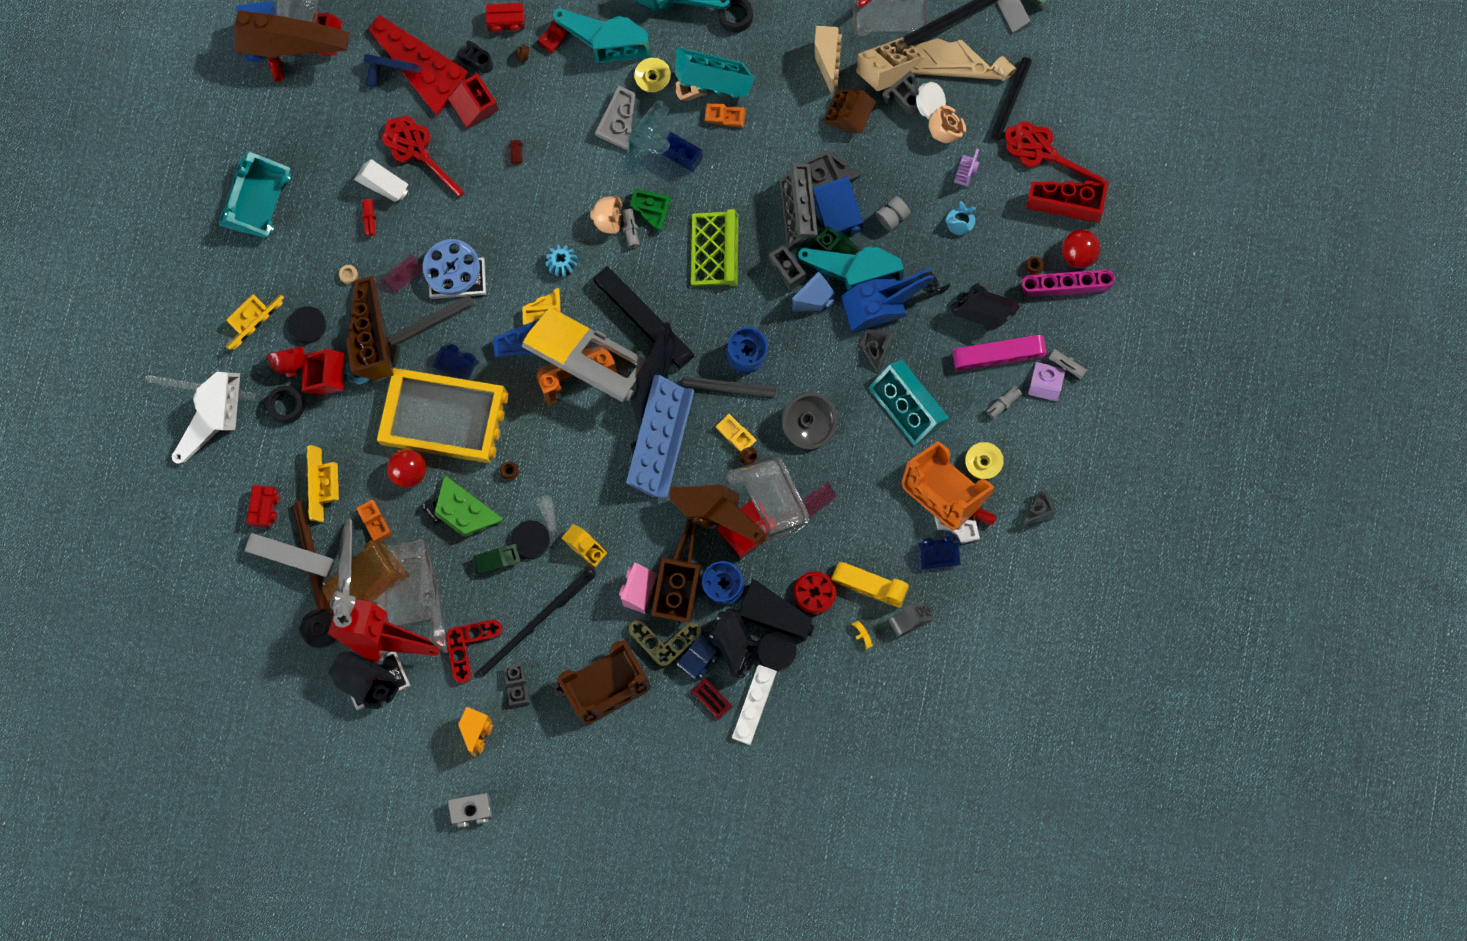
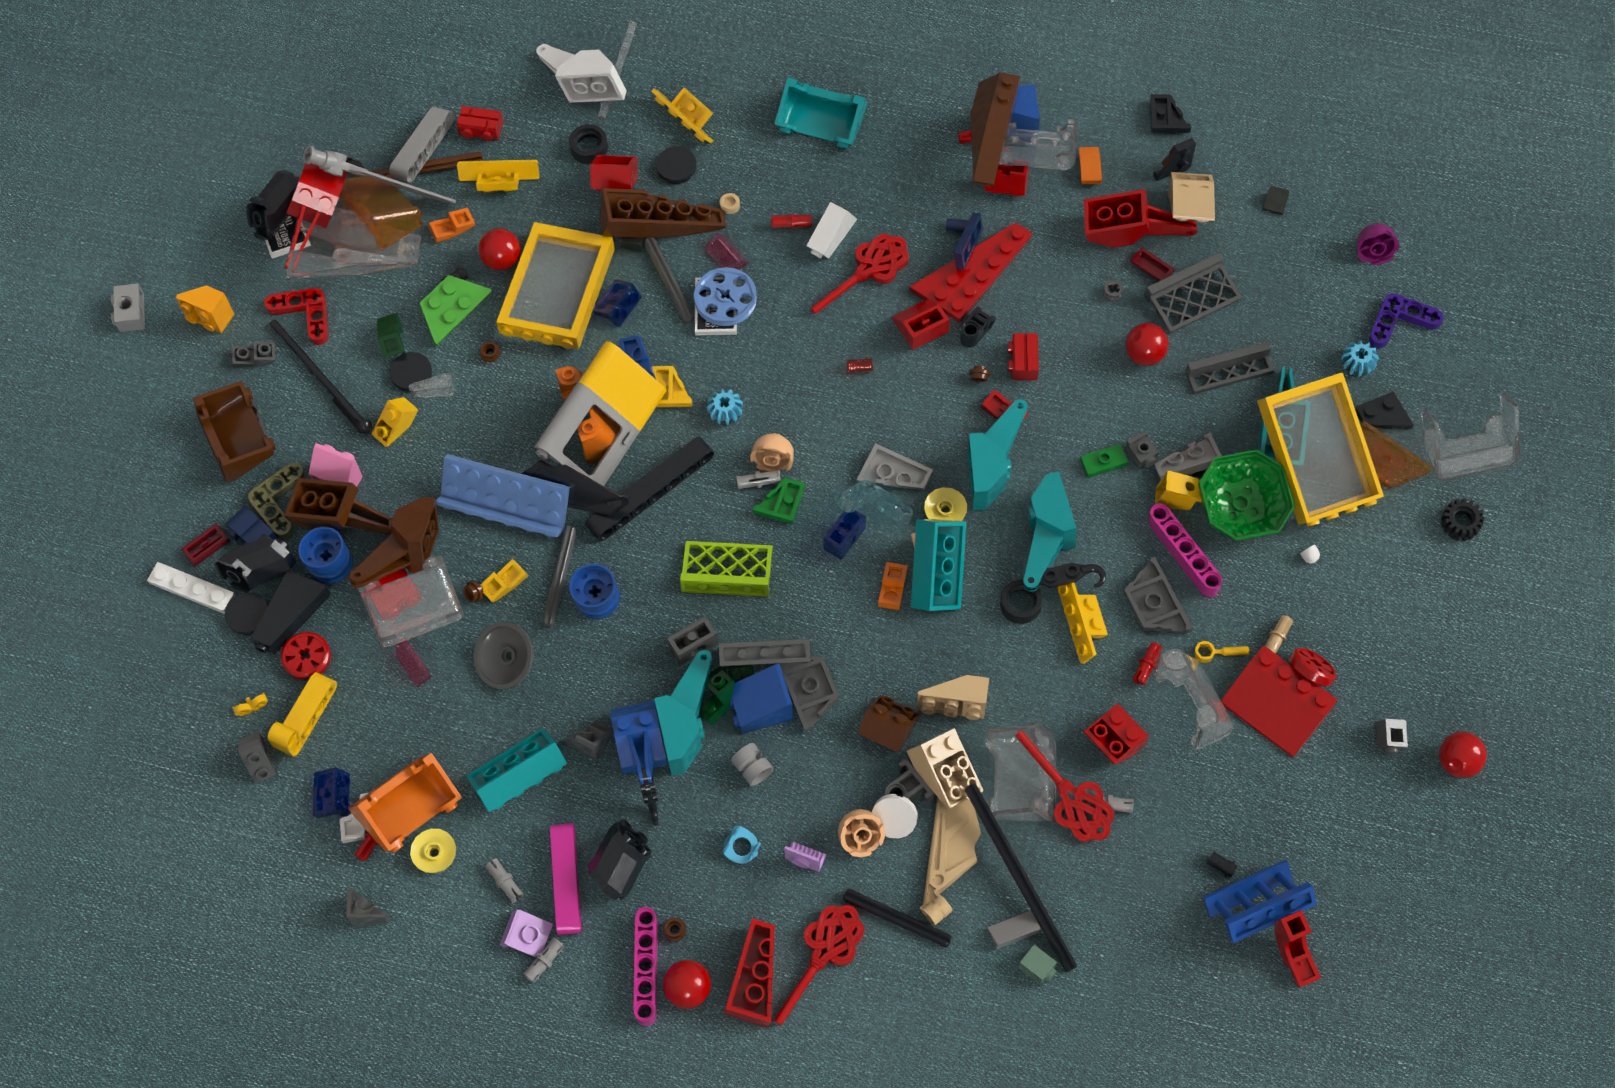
camera: 90 degrees right, 10 degrees down
(287, 361) = (634, 141): red cylinder -> none
(814, 296) = (656, 669): medium blue slope -> none

